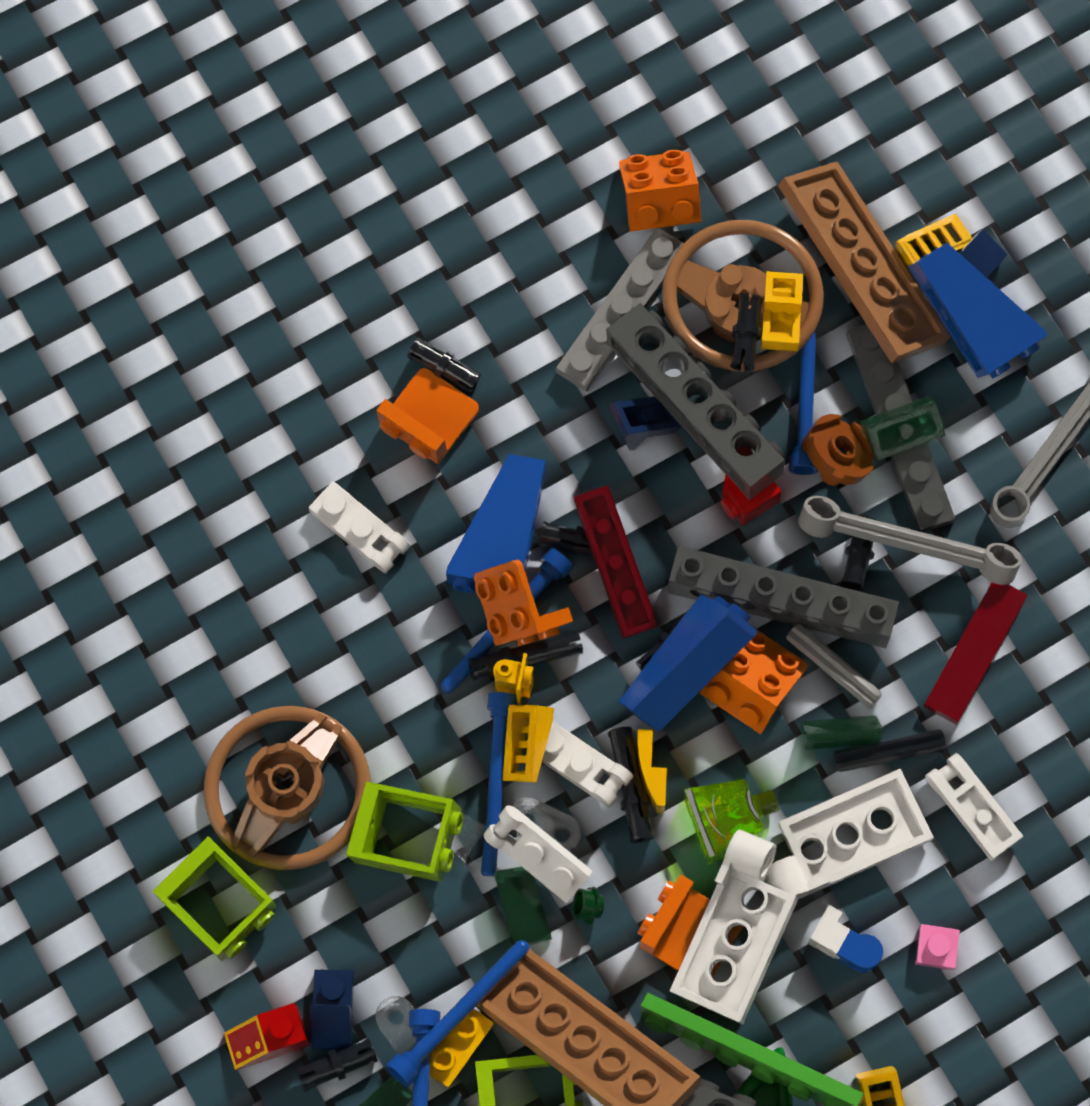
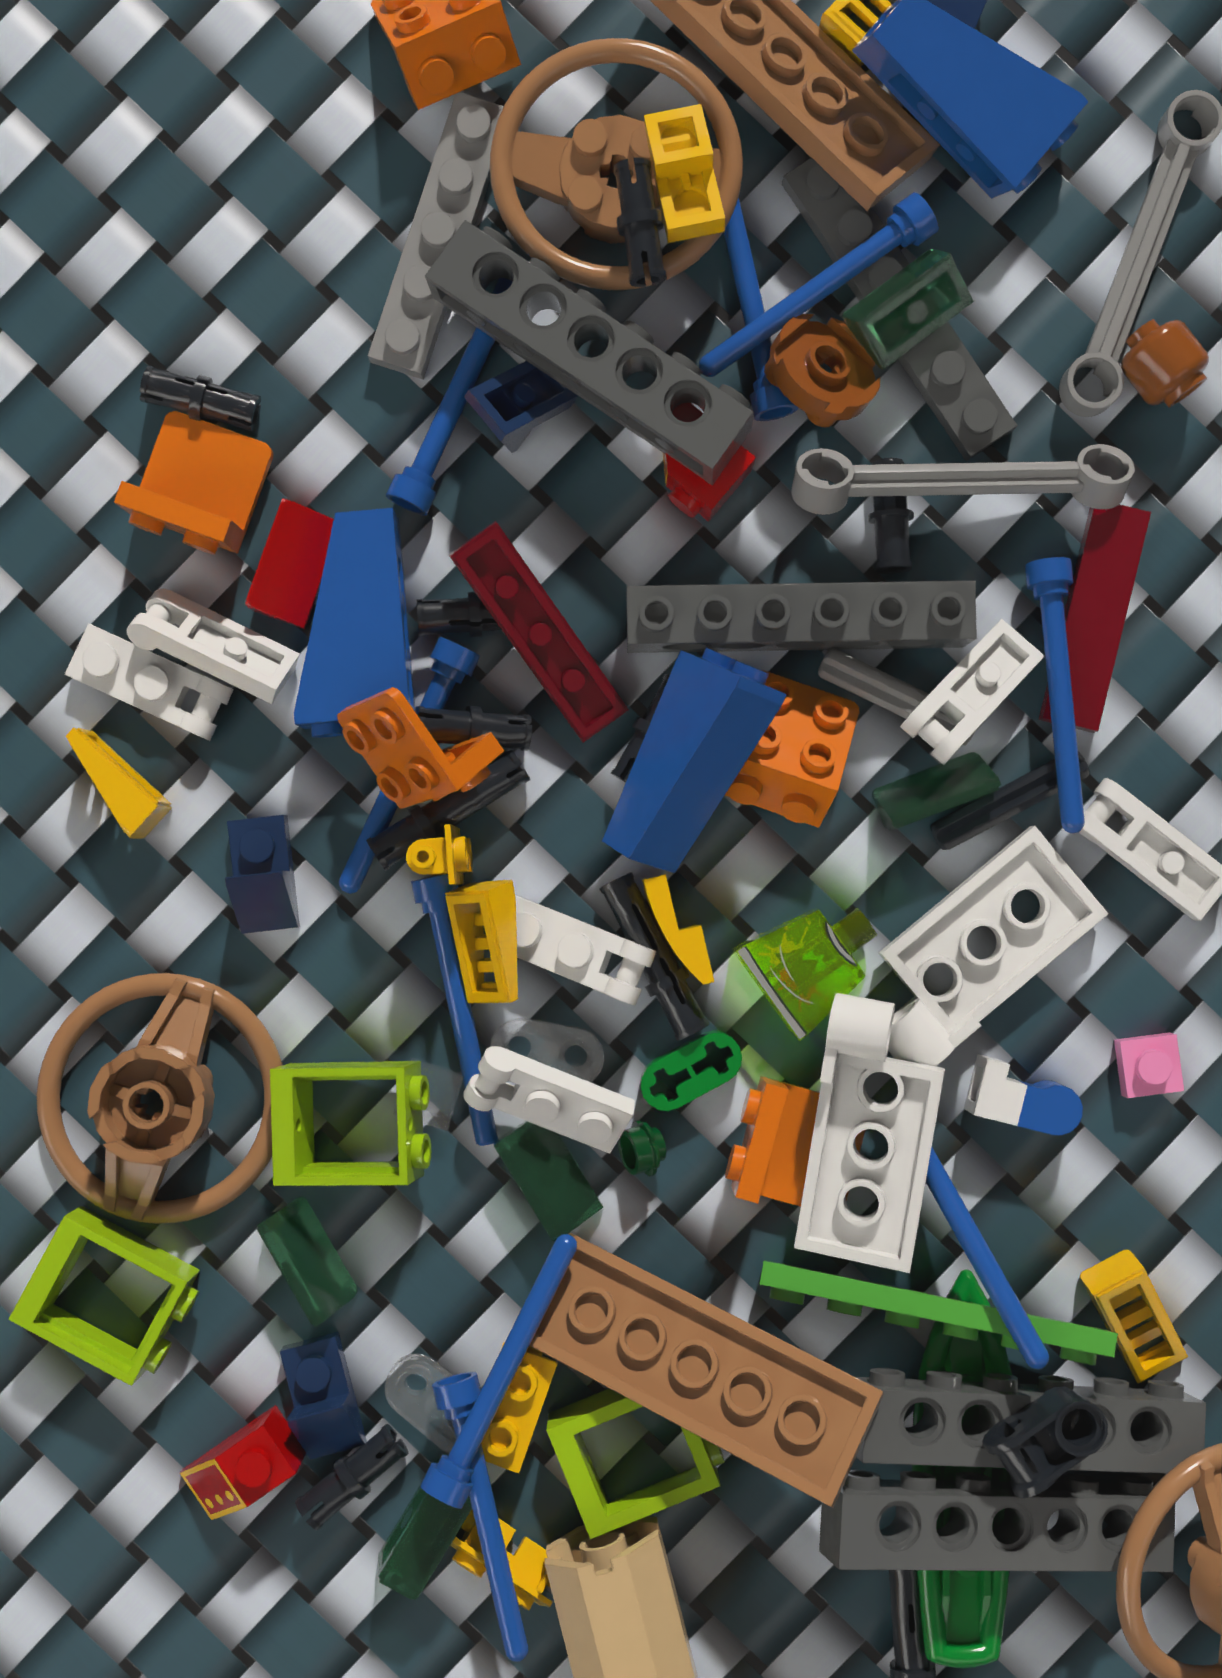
camera: 20 degrees left, 15 degrees up
(327, 593) = (128, 795): none -> yellow slope
(351, 915) = (307, 1260): none -> clear green slope
(394, 665) = (262, 874): none -> dark blue slope
(408, 514) = (213, 644): none -> white plate
(470, 480) = (291, 565): none -> red slope
(547, 603) = (460, 726): none -> black pin
(561, 454) = (414, 486): none -> blue piece
(632, 856) = (698, 1082): none -> green beam
(789, 1026) = (985, 1265): none -> blue piece
(881, 671) = (973, 690): none -> white plate
(917, 378) = (909, 224): none -> blue piece
(950, 619) = (1050, 583): none -> blue piece
(1058, 505) = (1164, 362): none -> dark orange head

